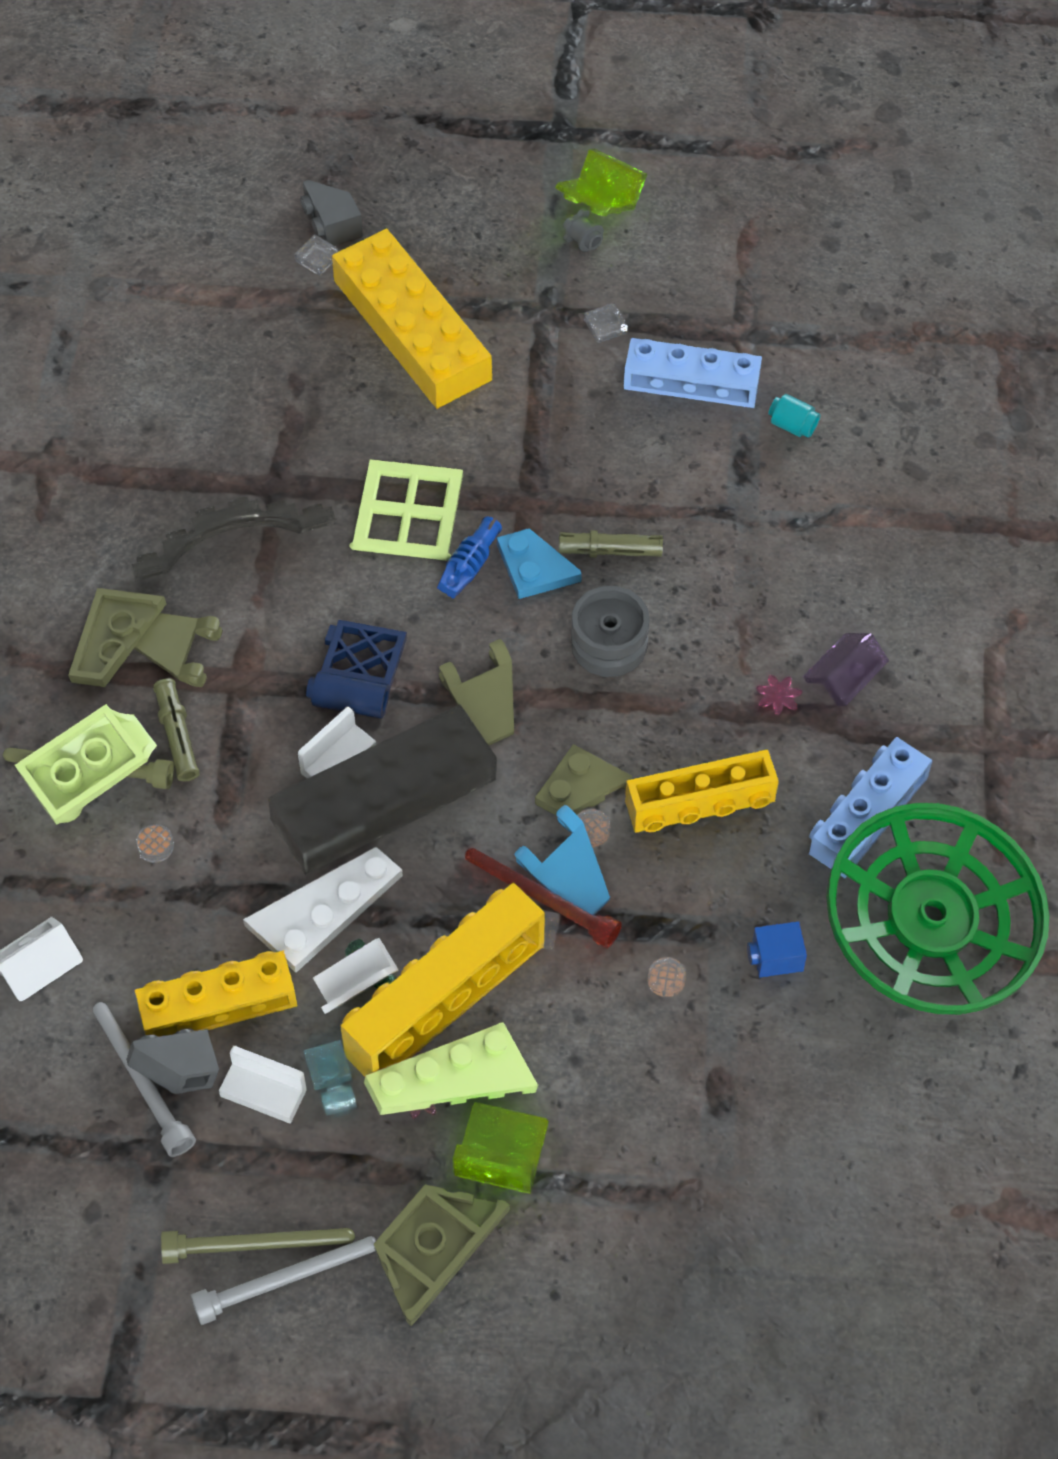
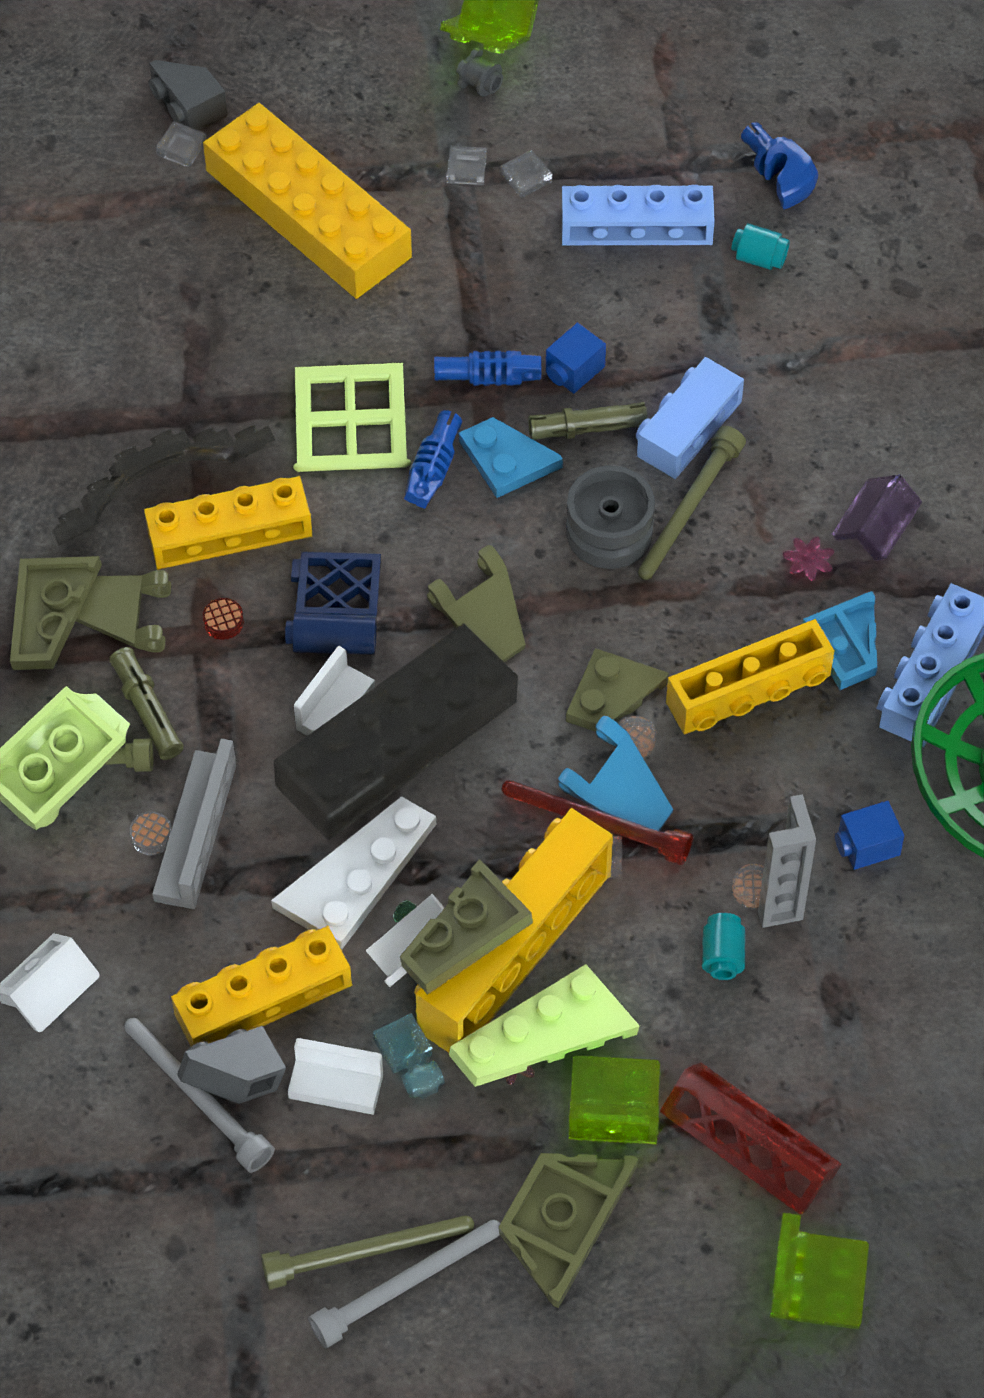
camera: 10 degrees left, 0 degrees up
(194, 844) = (195, 827): none -> light grey fence
(259, 666) = (223, 618): none -> clear red tile
(281, 584) = (228, 522): none -> yellow brick
(398, 974) = (469, 927): none -> olive wing
(535, 485) = (489, 368): none -> blue hinge
(556, 308) = (467, 165): none -> clear tile
(611, 488) = (575, 358): none -> blue brick
(623, 1192) = (759, 1124): none -> clear red fence
(627, 1027) = (723, 946): none -> teal brick
(646, 1340) = (818, 1277): none -> clear neon green bracket
(691, 968) = (787, 868): none -> light grey fence
(699, 554) = (689, 417): none -> light blue brick
(727, 583) = (725, 445): none -> olive piece
(798, 771) = (853, 636): none -> dark azure wing
(828, 340) = (773, 155): none -> blue piece

